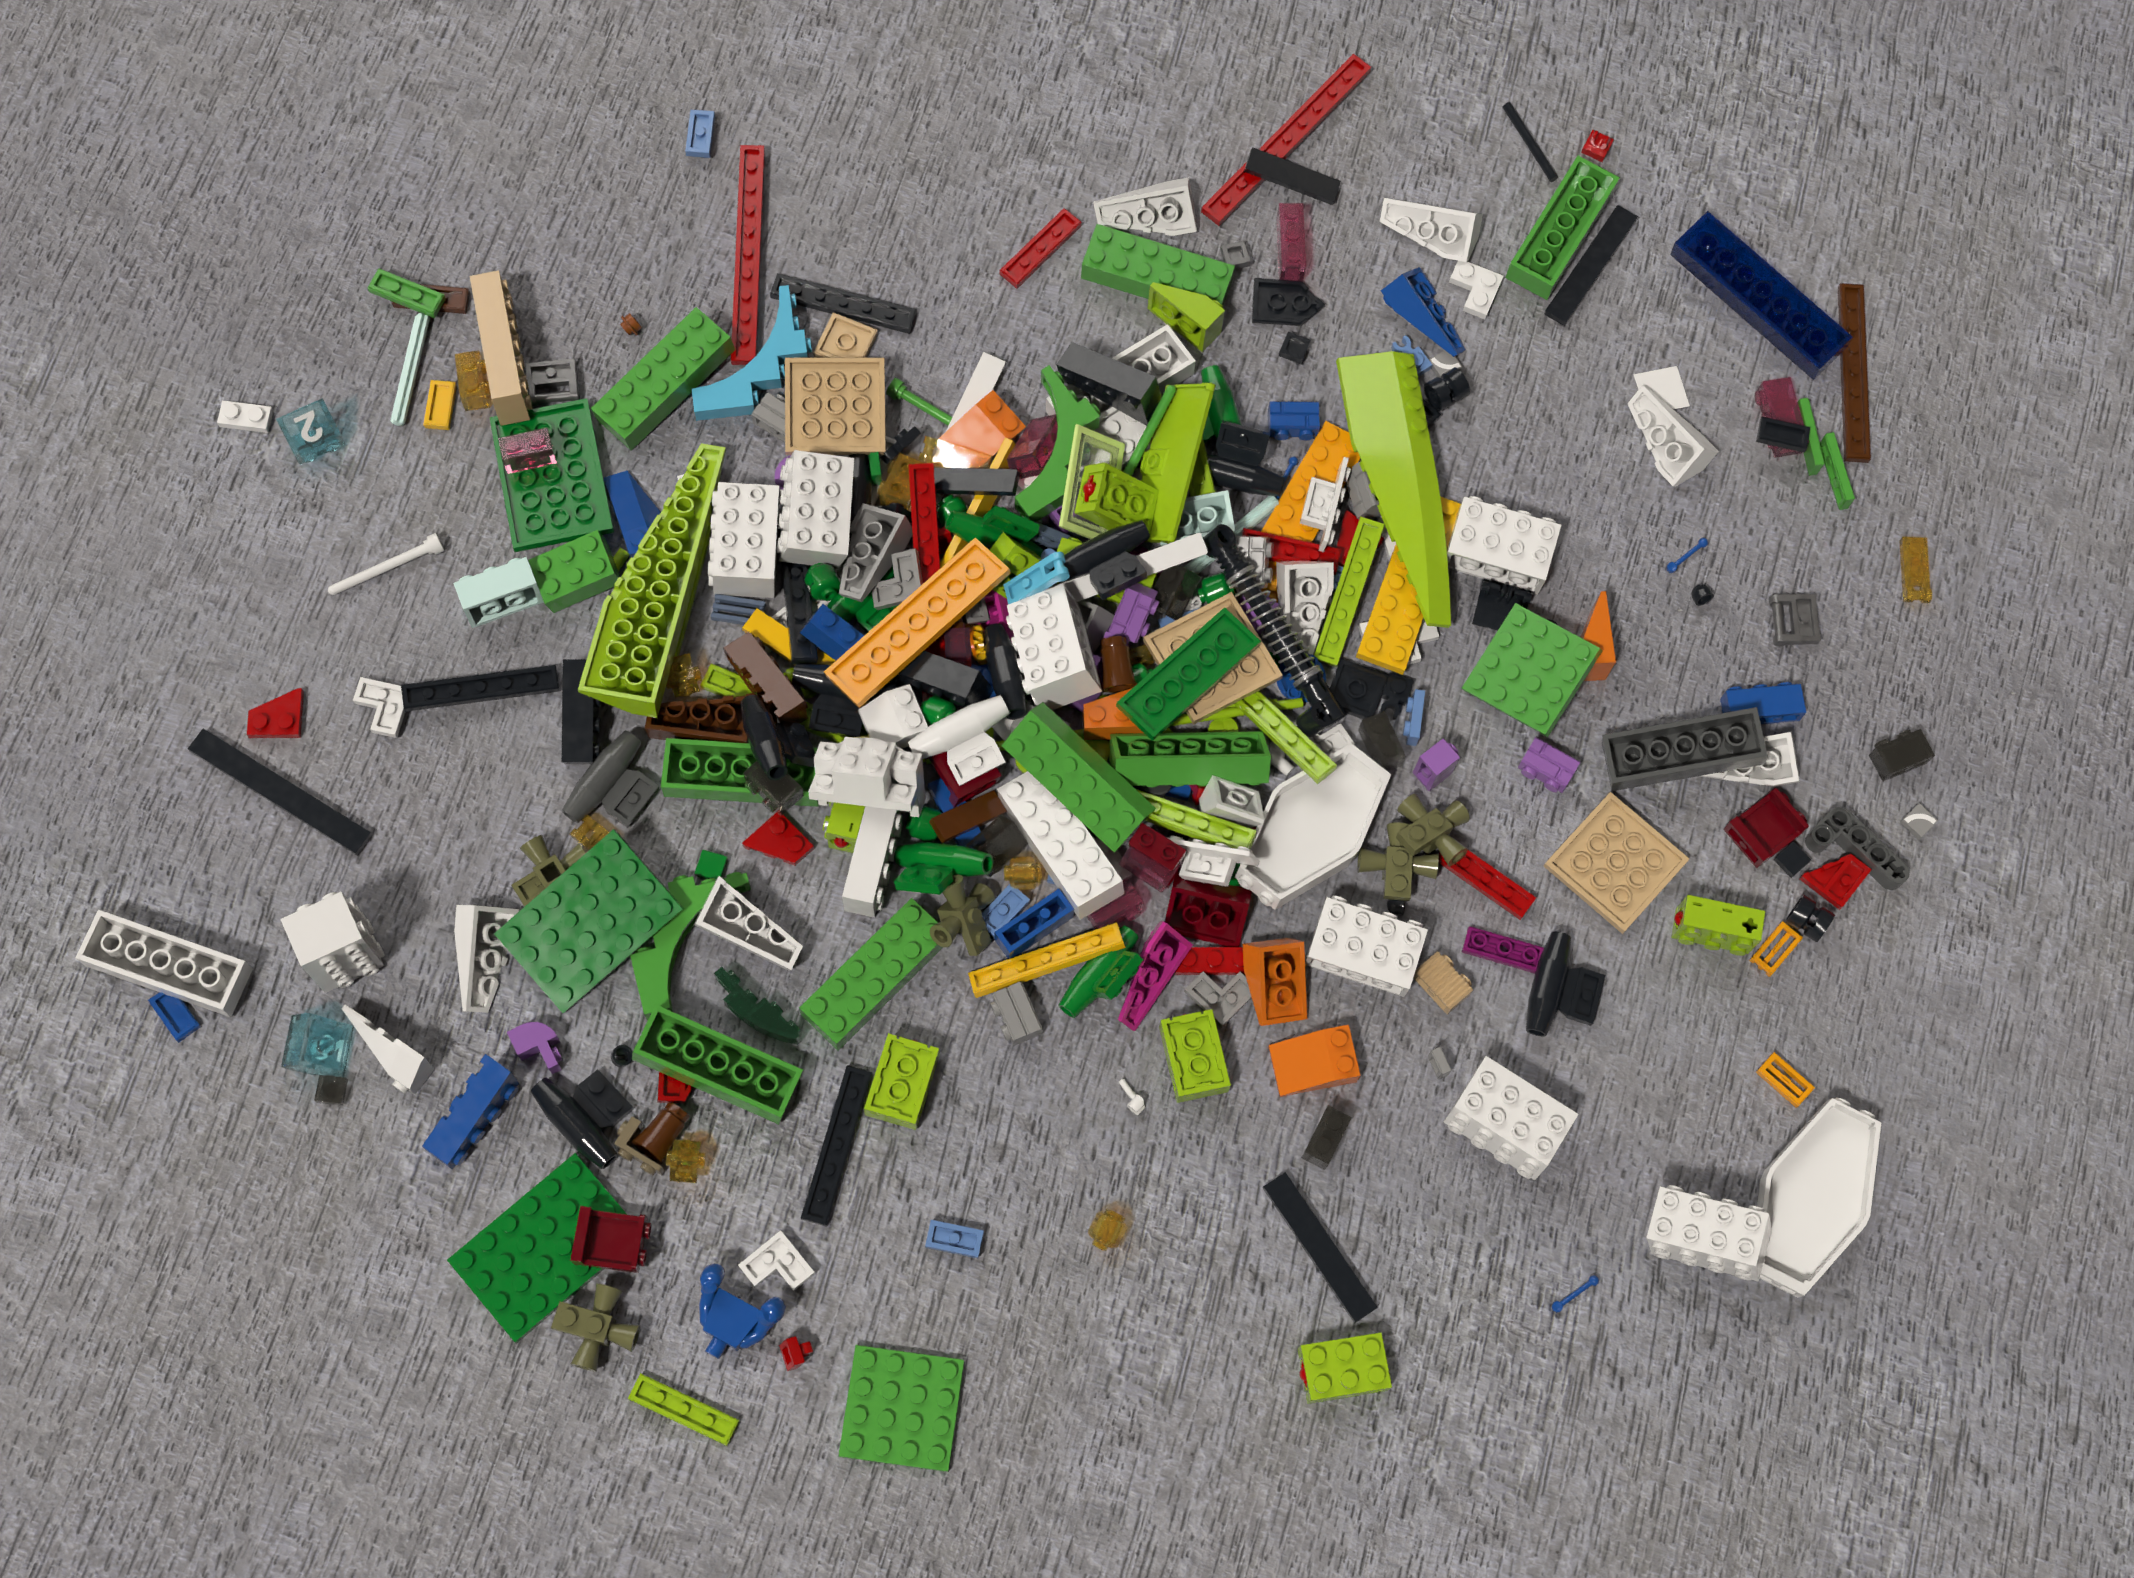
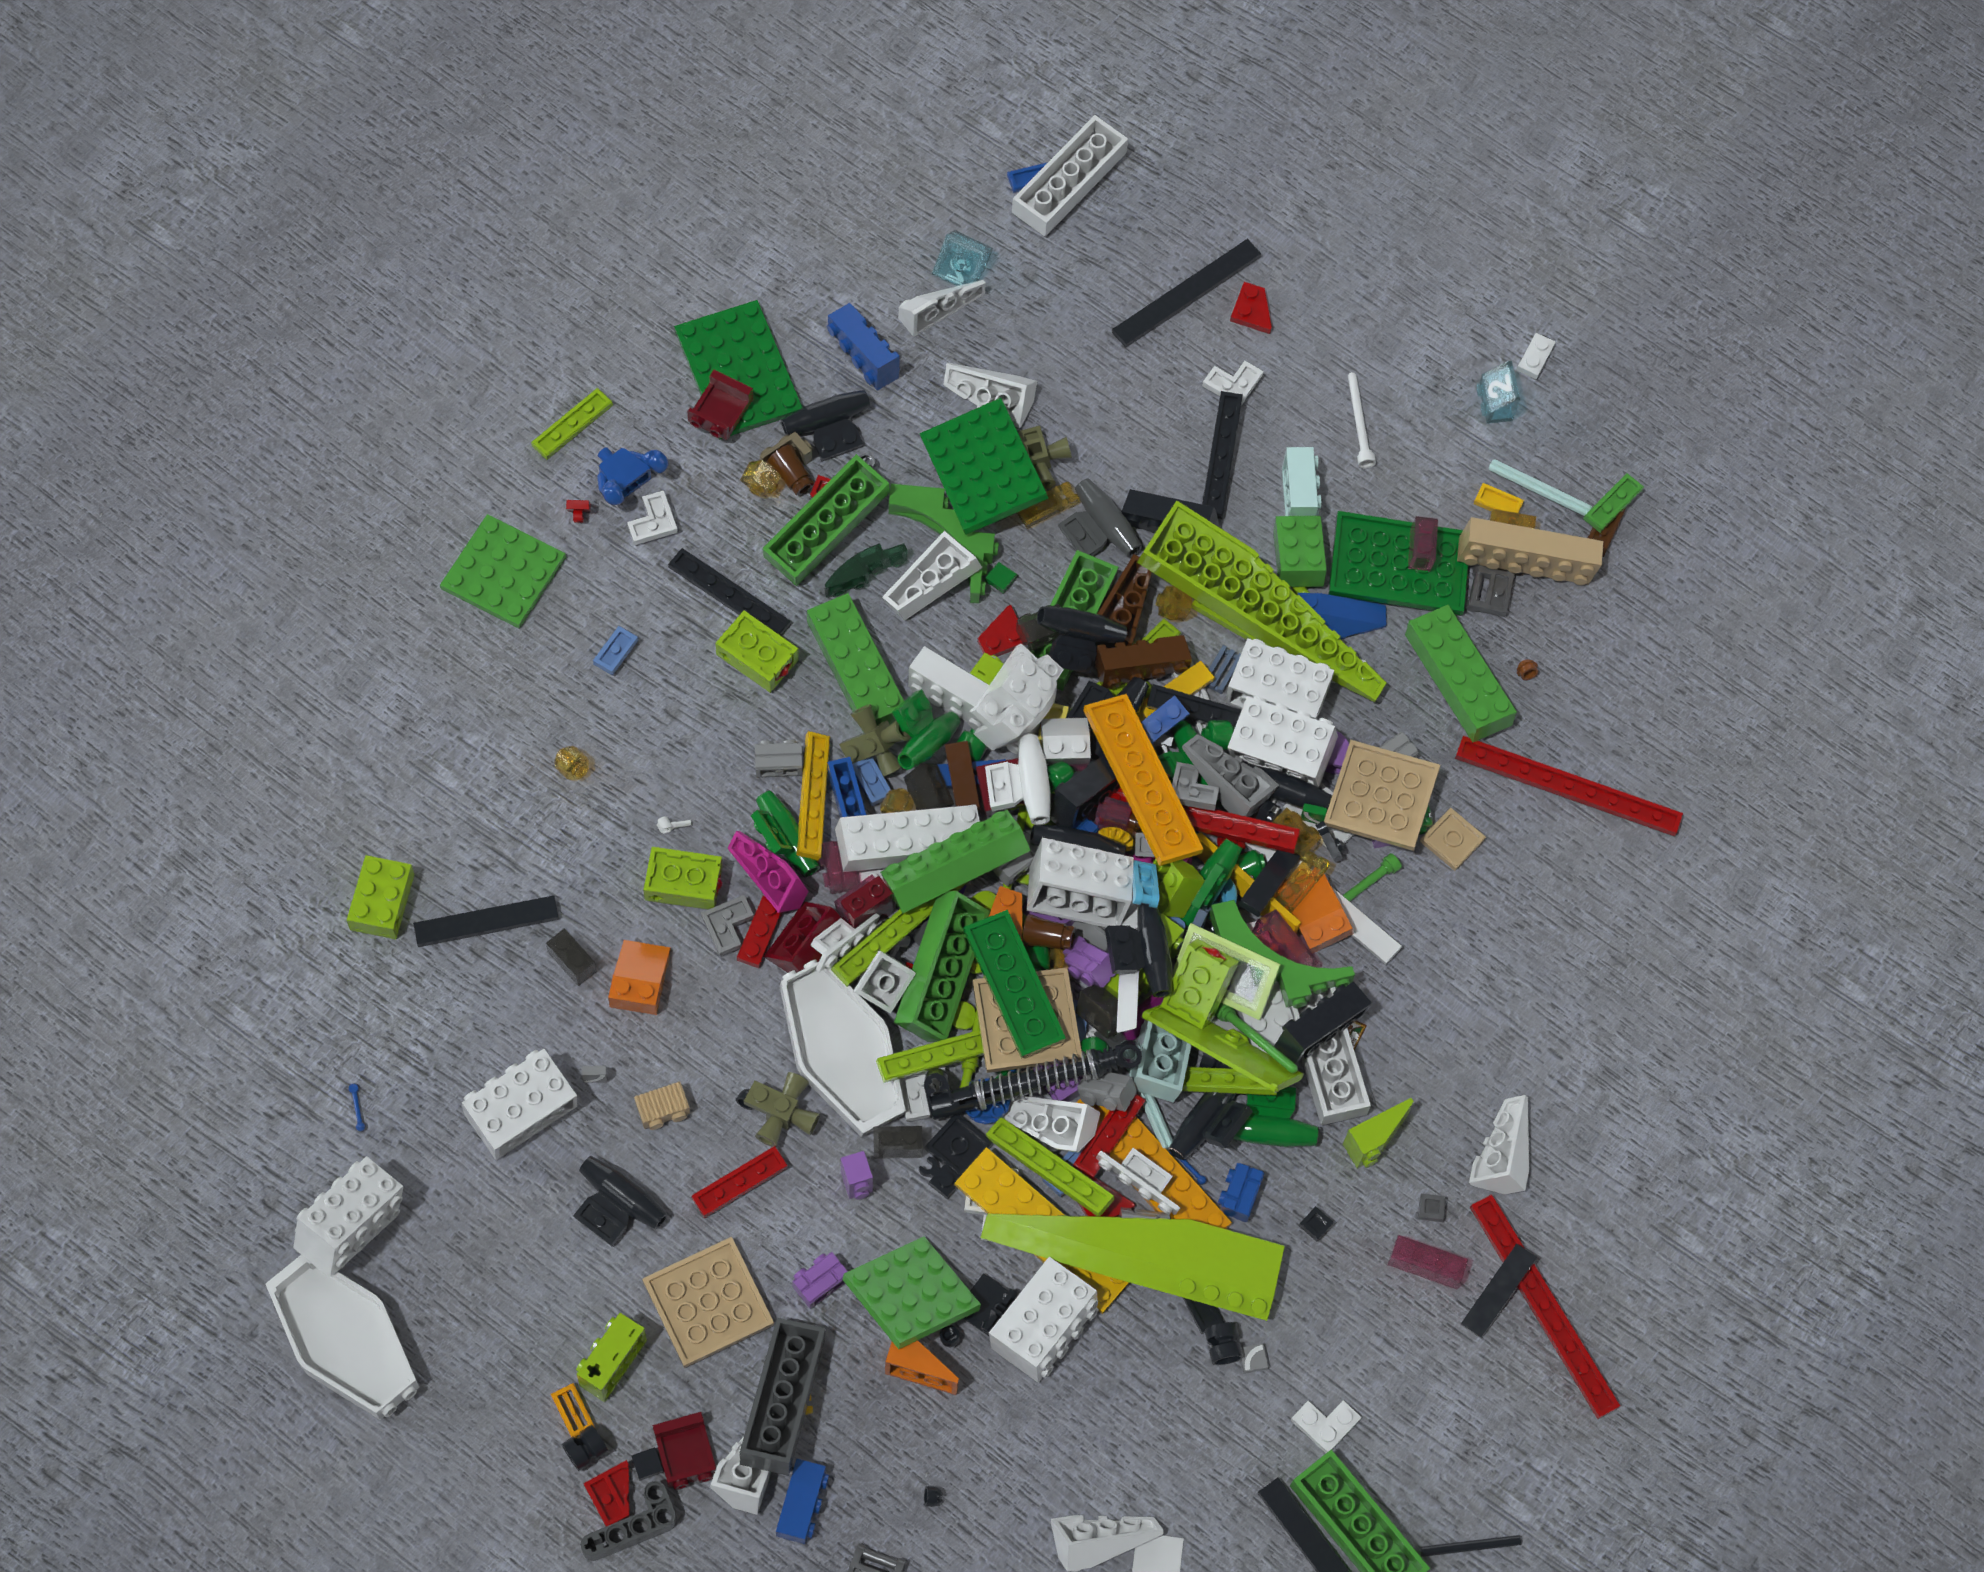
camera: 110 degrees right, 5 degrees down
(331, 1090) = (923, 260): clear smoke plate -> none
(333, 941) = (1033, 279): white brick -> none
(535, 1038) = (903, 410): medium lavender brick -> none
(595, 1327) = (659, 378): olive brick -> none
(700, 133) = (1707, 785): medium blue plate -> none
(739, 392) = (1464, 781): medium azure arch -> none
(847, 304) = (1493, 851): black tile -> none
(1040, 248) = (1497, 1039): red tile -> none
(1136, 262) = (1434, 1128): bright green brick -> none
(1276, 979) = (720, 968): orange slope -> none
(1283, 302) = (1368, 1234): black tile -> none
(1366, 946) = (717, 1047): white brick -> none
(1413, 300) = (1316, 1358): blue wedge -> none
(1413, 726) = (902, 1176): medium blue plate -> none
(1421, 361) = (1268, 1331): medium blue plate -> none
(1432, 829) = (799, 1147): olive brick -> none
(1440, 229) = (1399, 1412): white wedge -> none
(1487, 946) = (680, 1160): magenta tile -> none
(1672, 566) = (971, 1484): blue hinge -> none
(1786, 1081) = (456, 1374): light orange tile -> none

